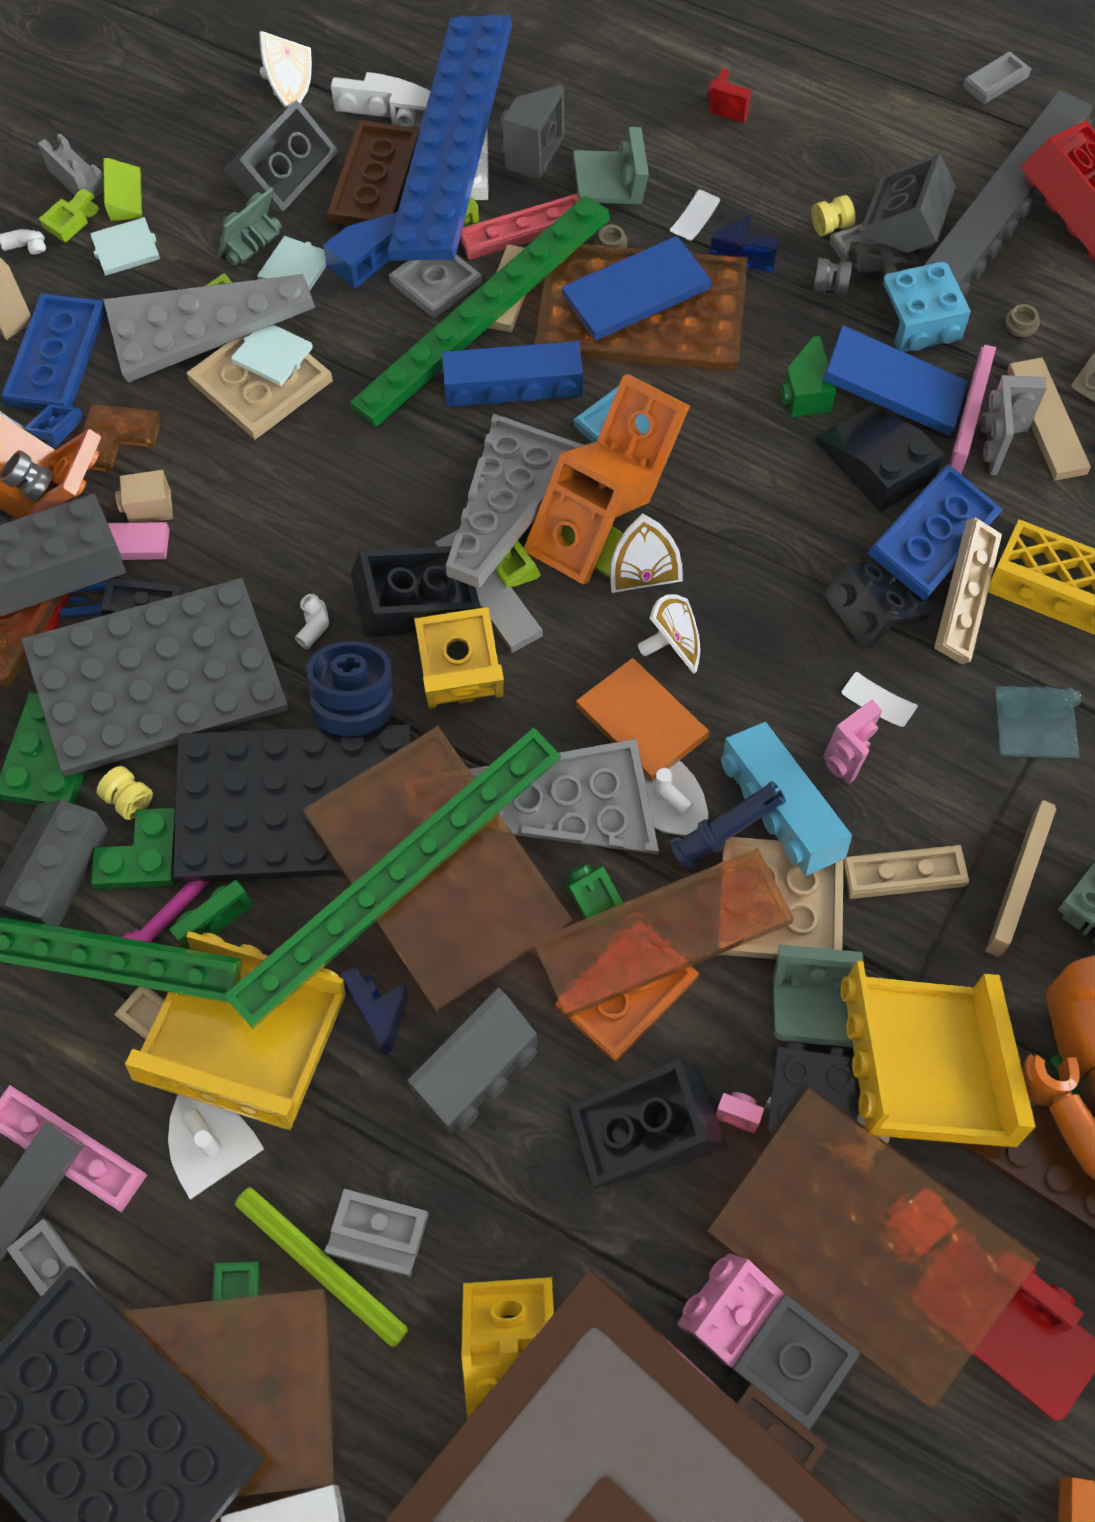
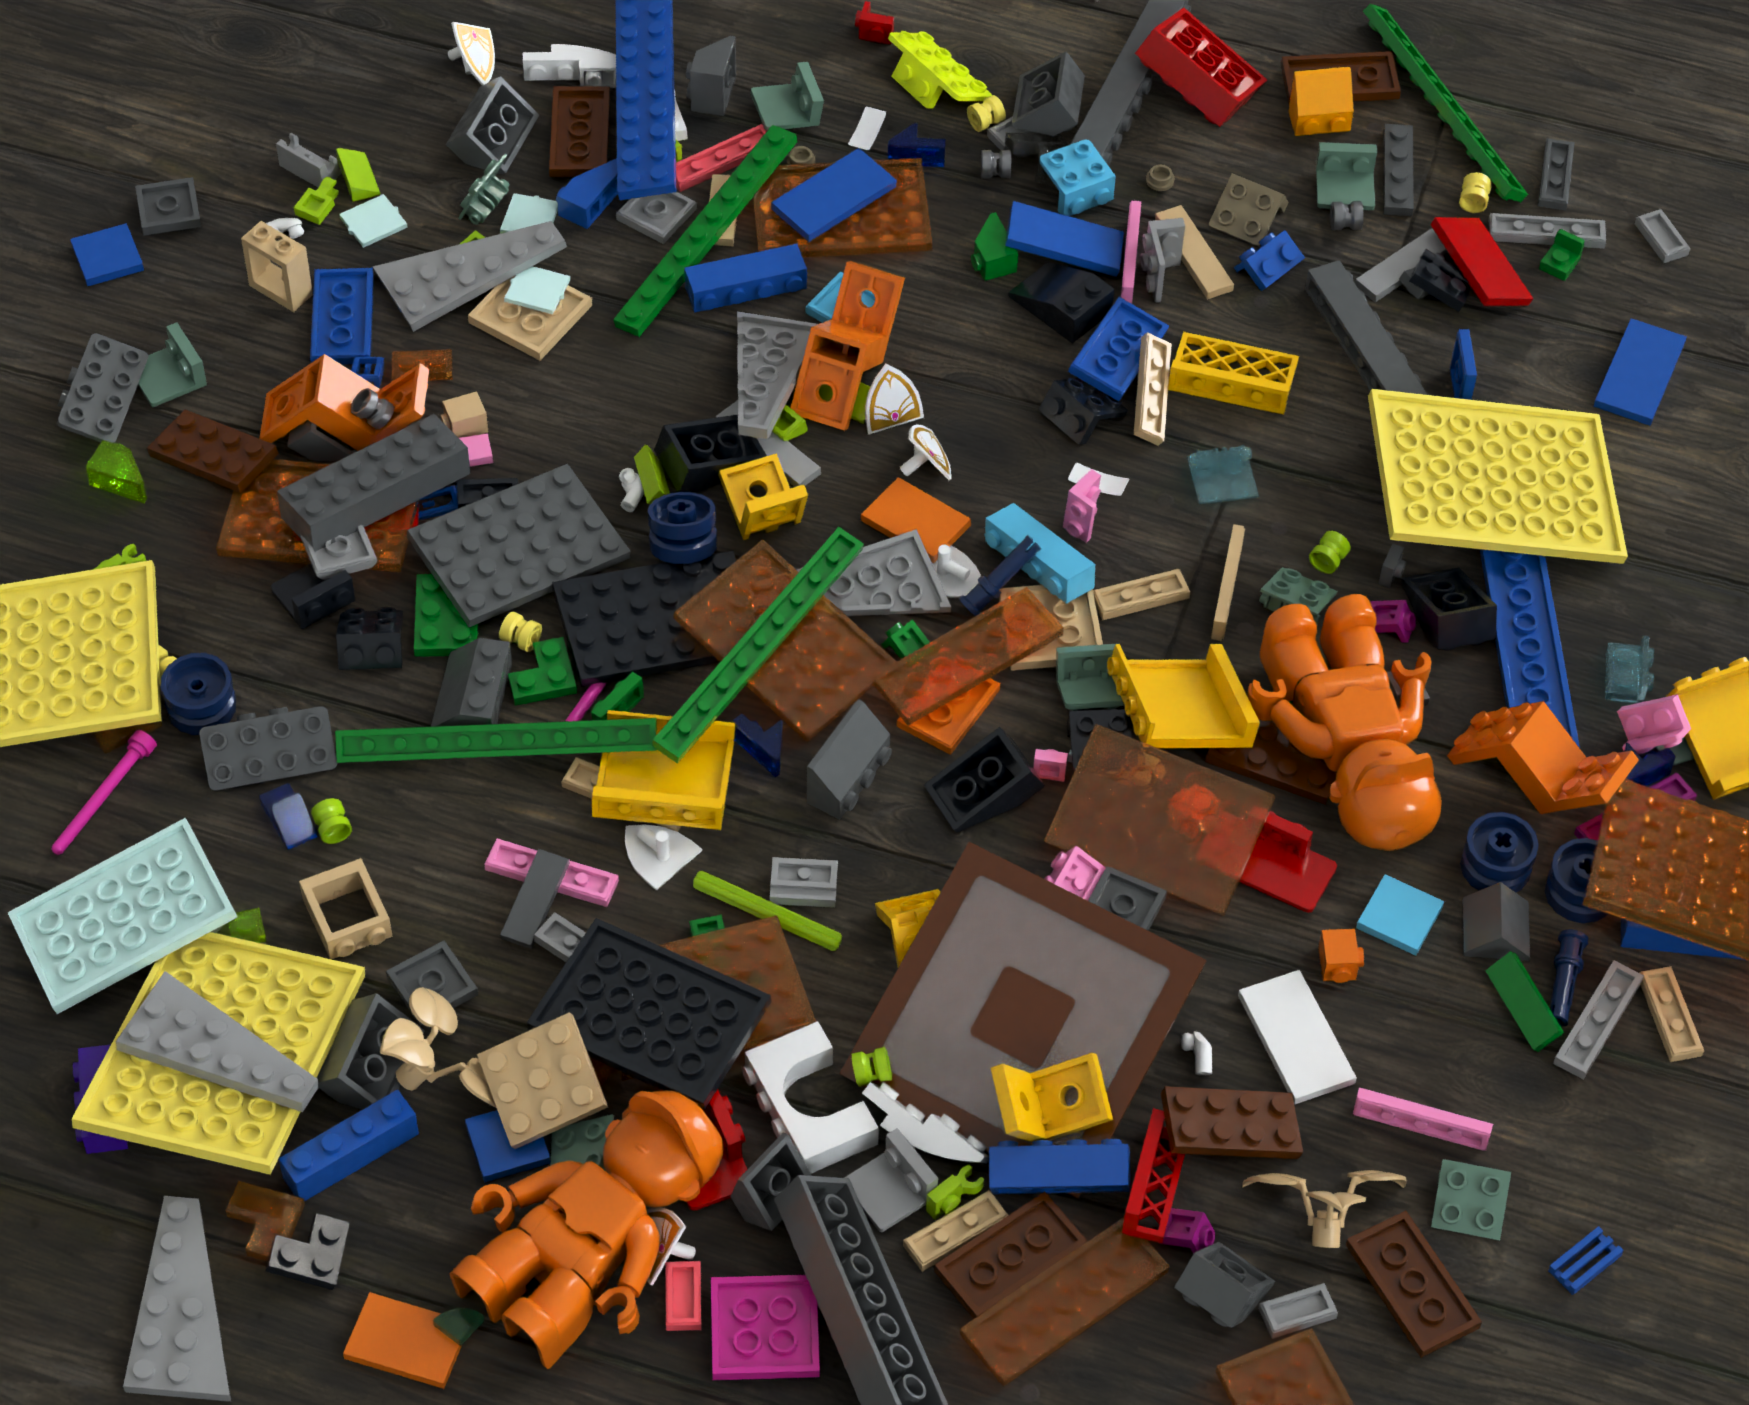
camera: 15 degrees left, 10 degrees down
(339, 610) = (651, 474): none -> lime slope
(781, 155) = (929, 70): none -> neon yellow bracket

